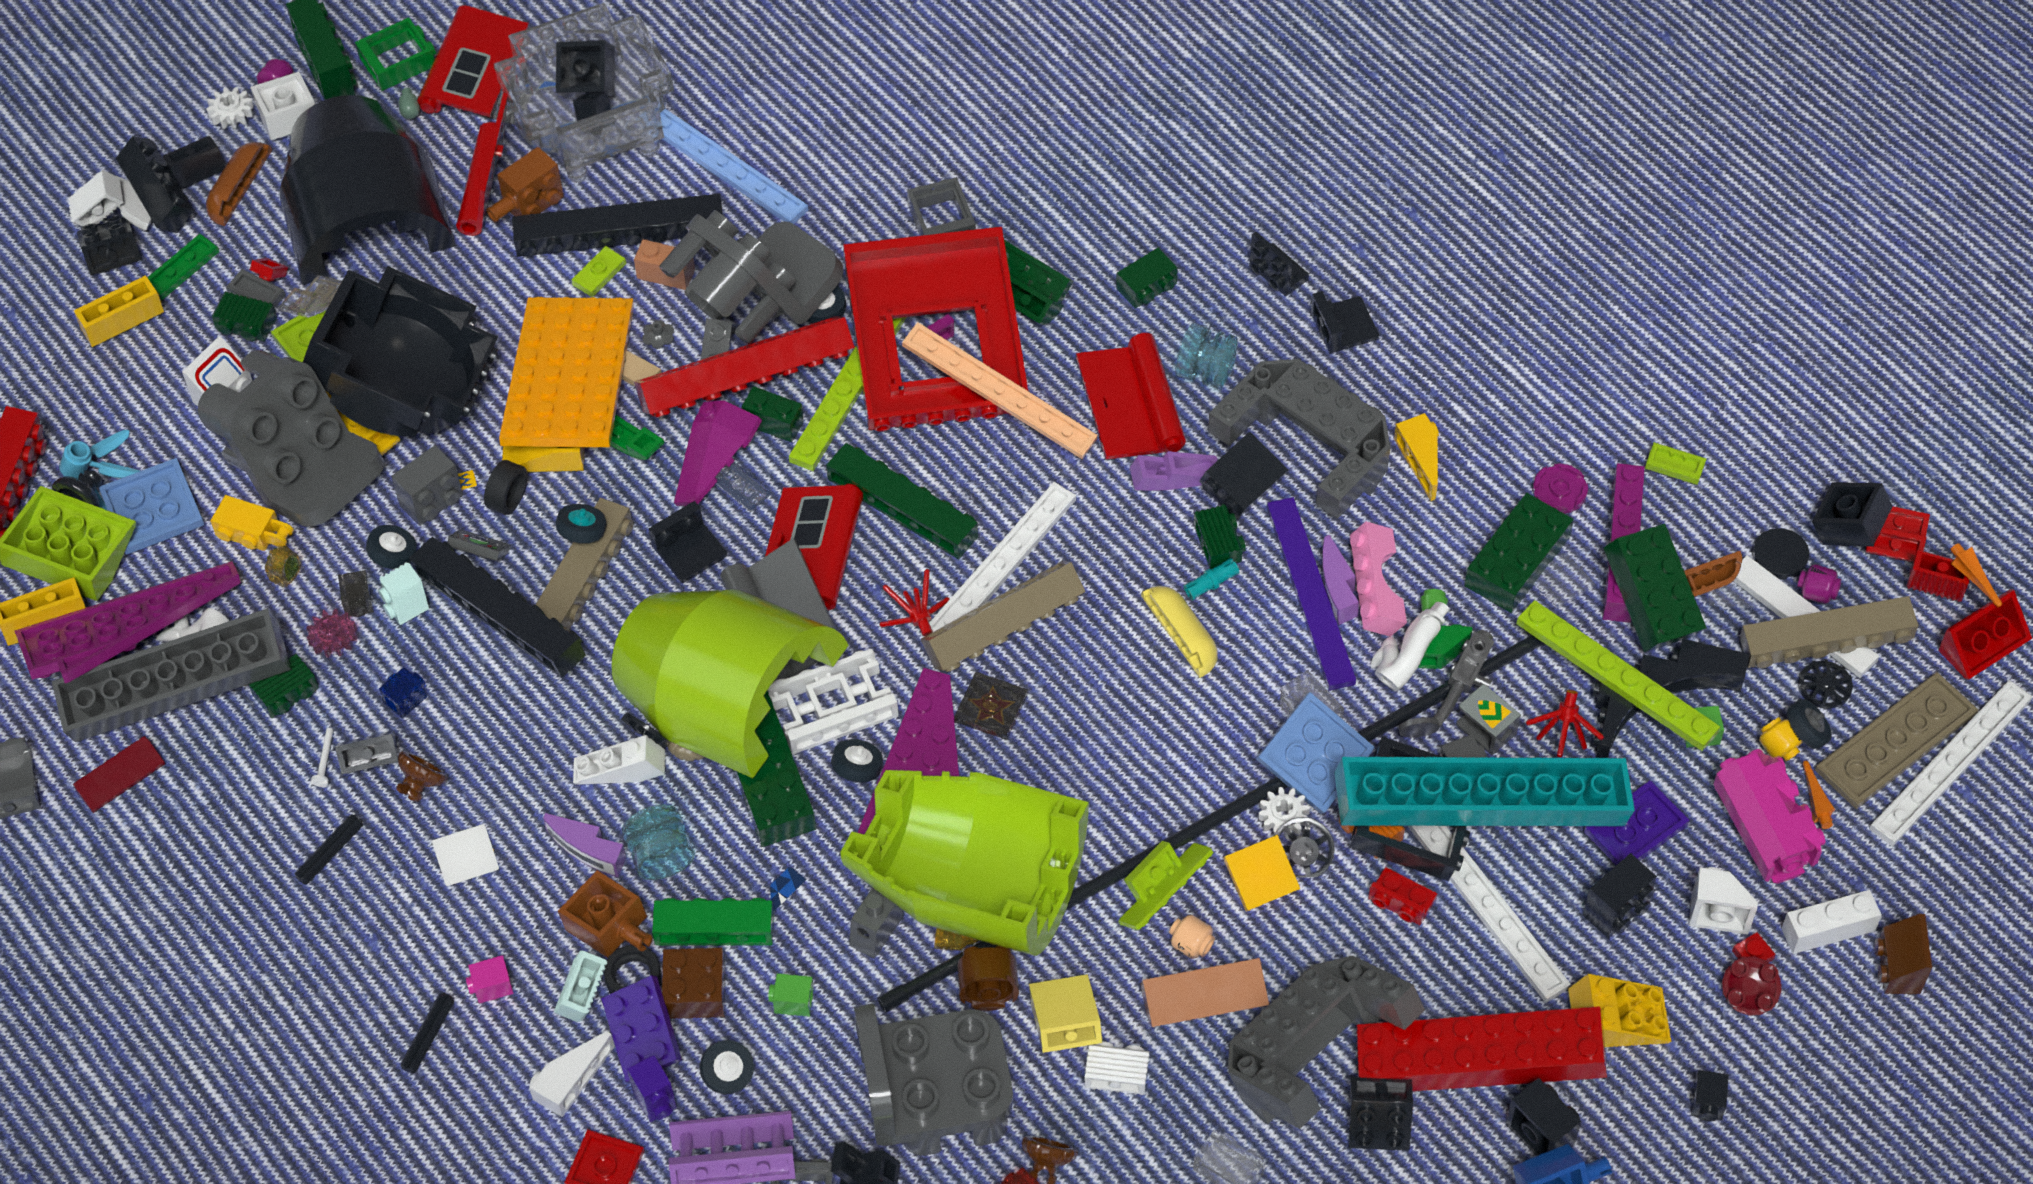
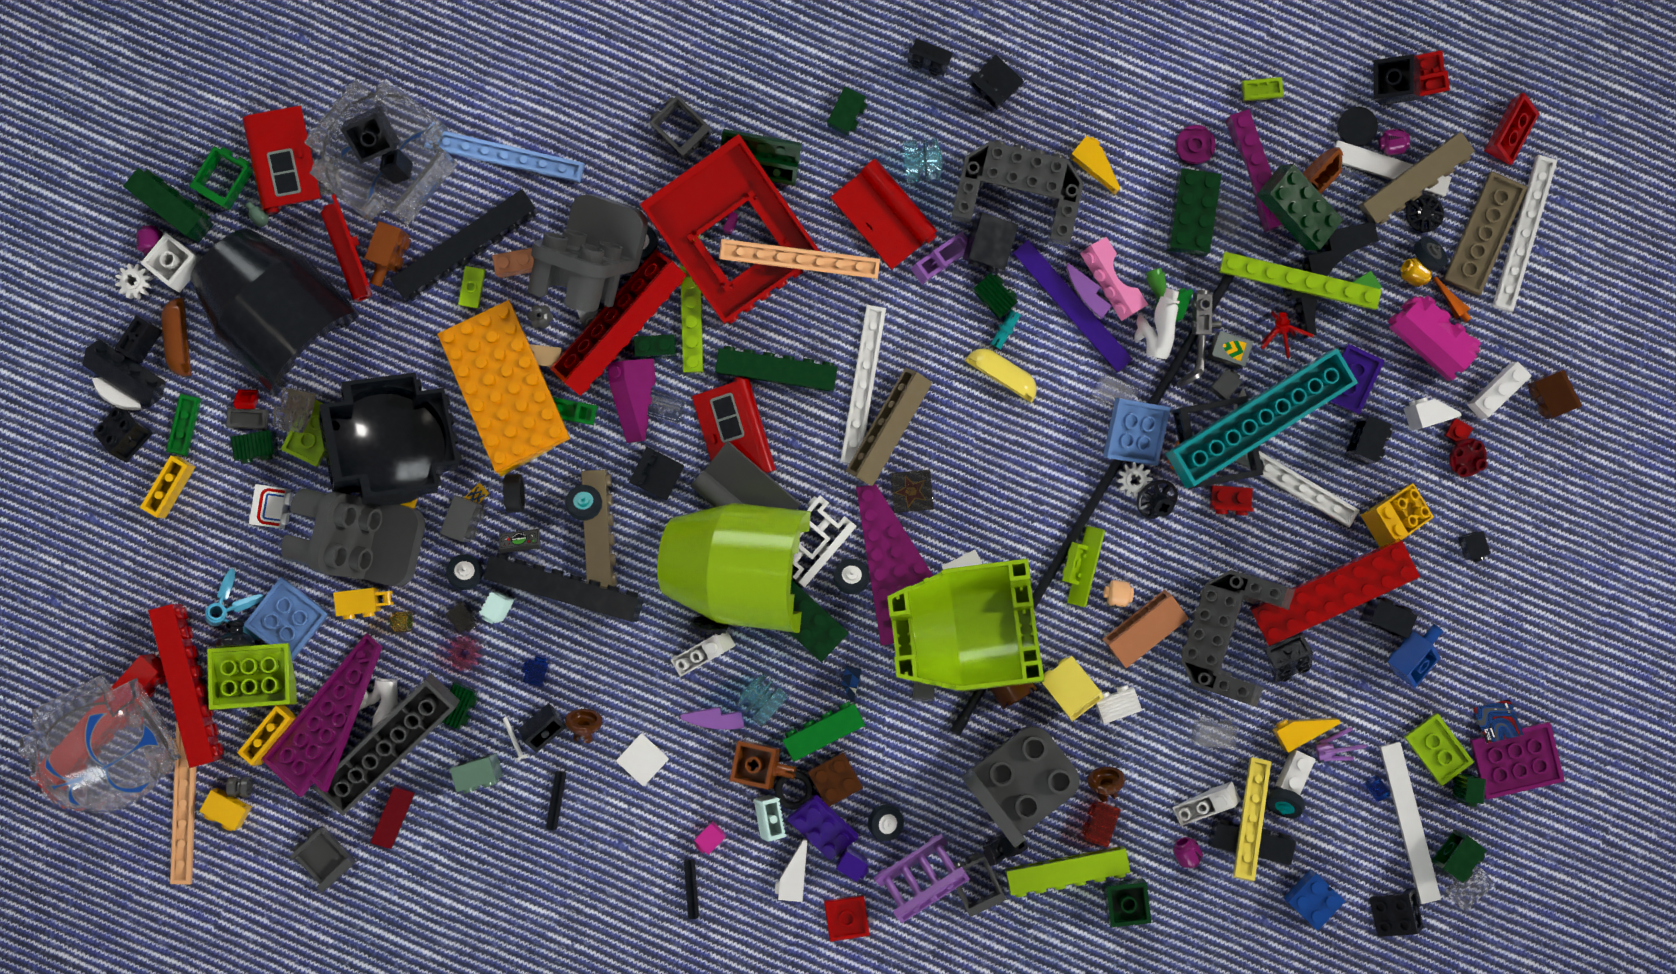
camera: 25 degrees left, 30 degrees up
(96, 199) = (92, 407): white brick -> none
(255, 762) = (476, 772): none -> sand green brick
(792, 994) = (898, 755): bright green brick -> none
(918, 612) = (835, 452): red plant -> none
(1261, 873) = (1140, 529): yellow tile -> none
(1937, 576) = (1468, 98): red brick -> none
(1968, 564) = (1491, 89): orange piece -> none

